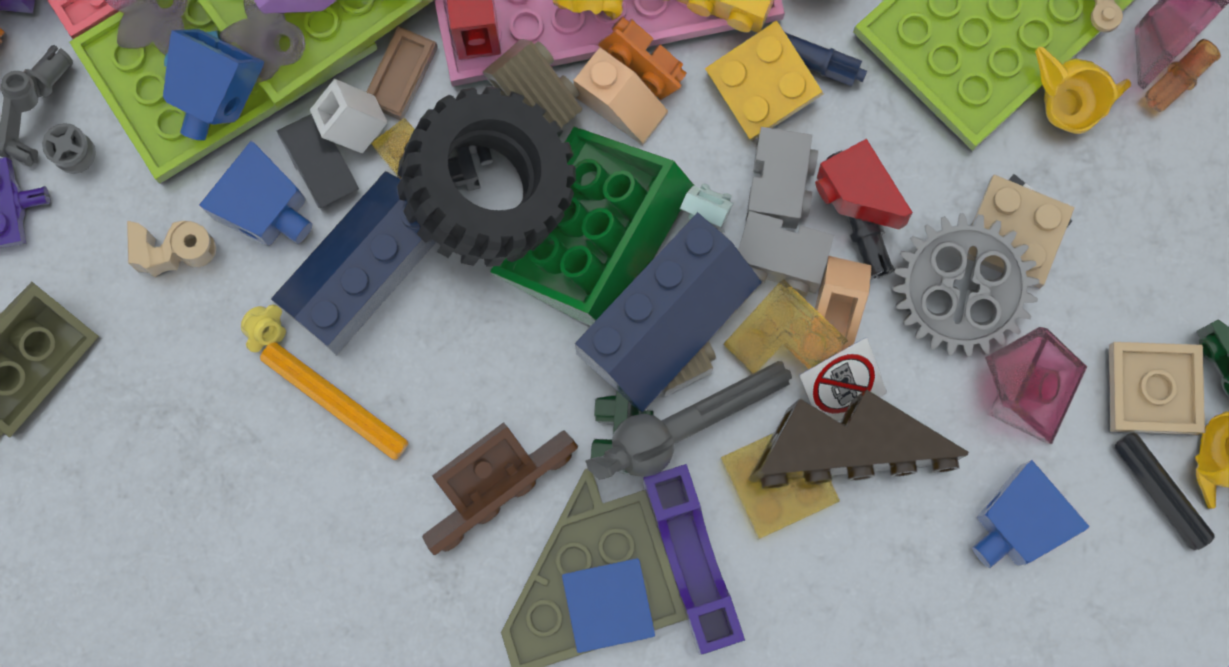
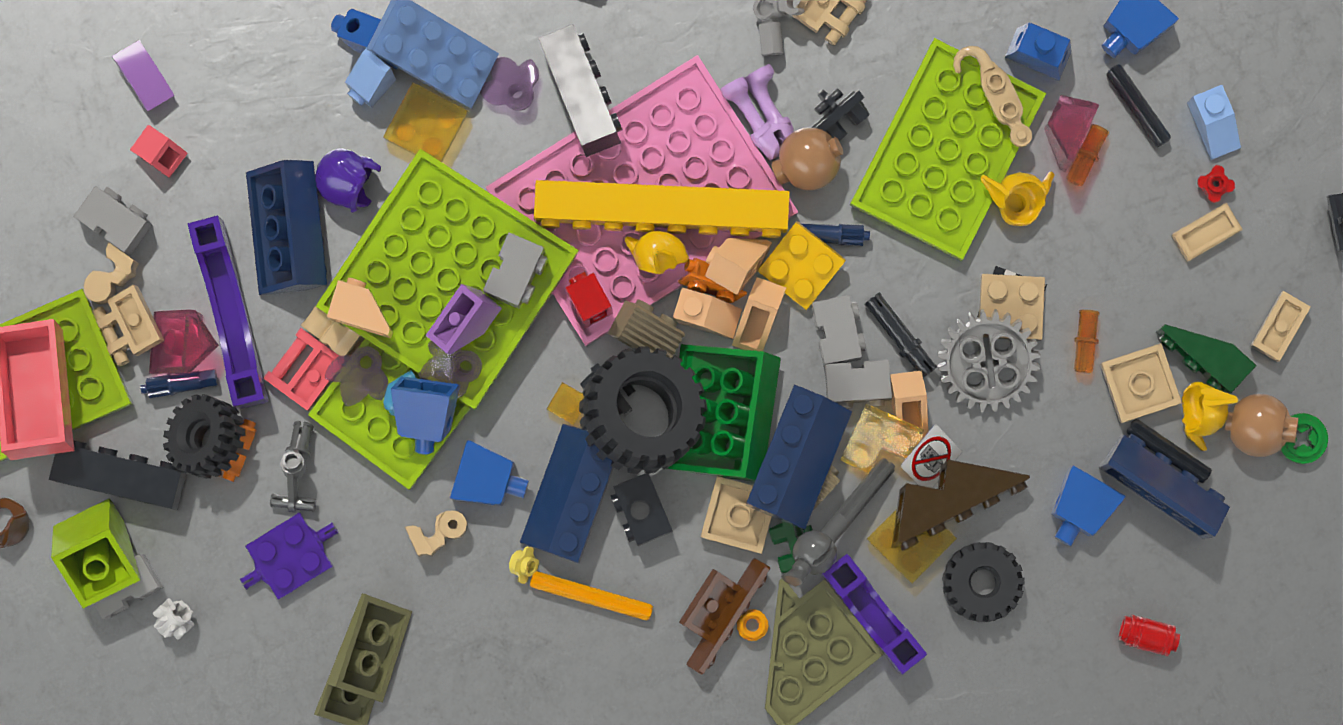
camera: 20 degrees left, 5 degrees up
(65, 139) = (332, 489): dark grey wheel -> none
(317, 161) = (514, 434): black slope -> none
(348, 116) = (526, 398): white brick -> none
(401, 71) = (545, 350): medium nougat tile -> none
(435, 286) = (641, 490): none -> black brick
(514, 510) = (752, 635): none -> light orange plate
(552, 370) = (730, 519): none -> tan plate
(608, 605) = (829, 664): blue sticker -> none
(682, 41) = (736, 262): none -> light nougat slope
(687, 120) = (758, 315): none -> light nougat slope
(709, 204) = (796, 370): light aqua plate -> none
(822, 584) = (958, 582): none -> black tyre
(862, 187) = (895, 321): red slope -> none
(1035, 383) = (1058, 410): clear pink slope -> none
(1101, 307) = (1086, 341): none -> clear orange axle
(1146, 537) = (1165, 487): none -> dark blue slope

